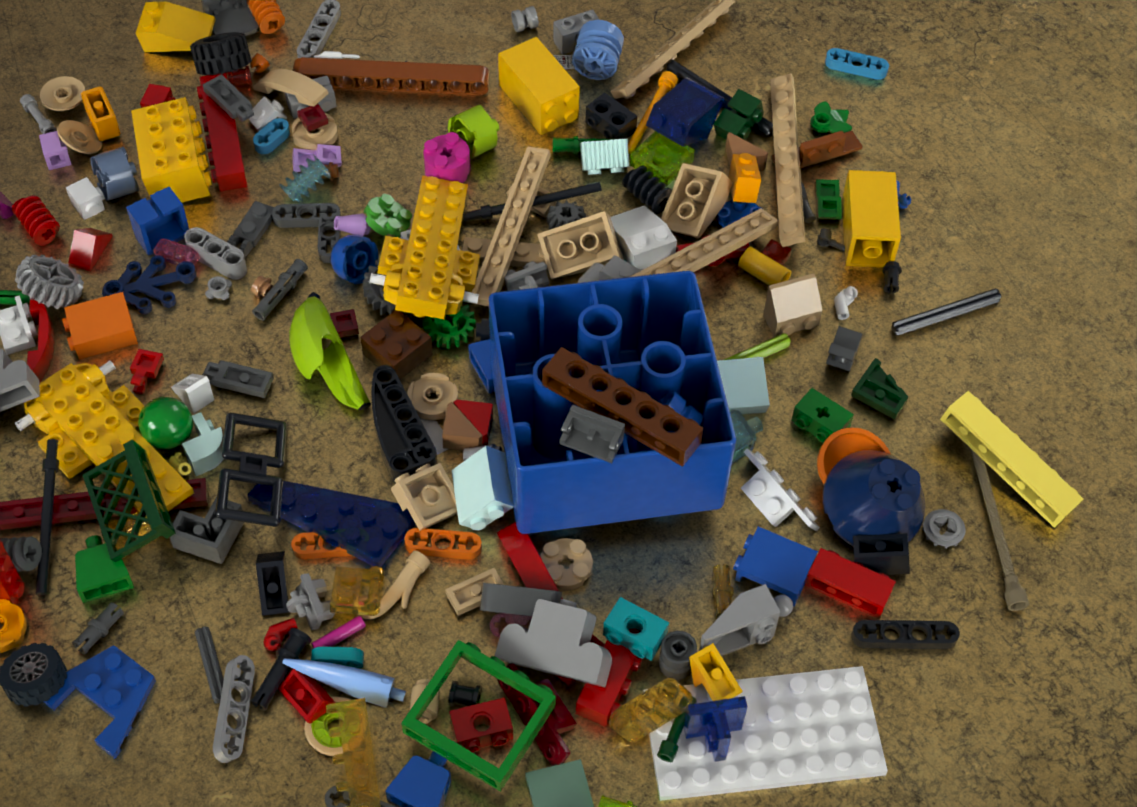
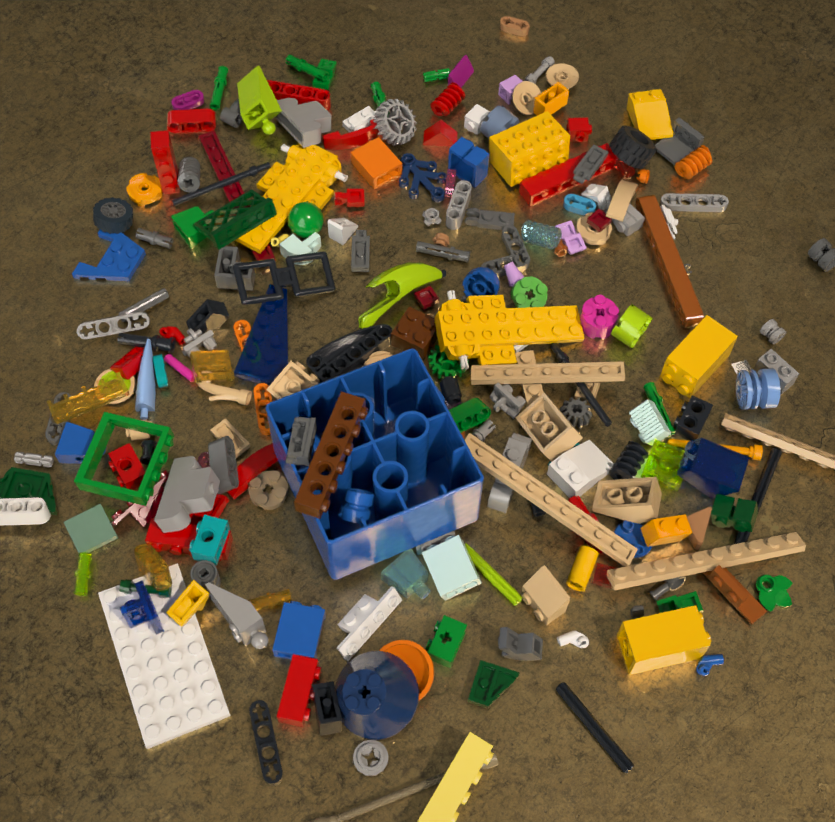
camera: 75 degrees right, 5 degrees up
(892, 271) = (614, 673): black pin -> none

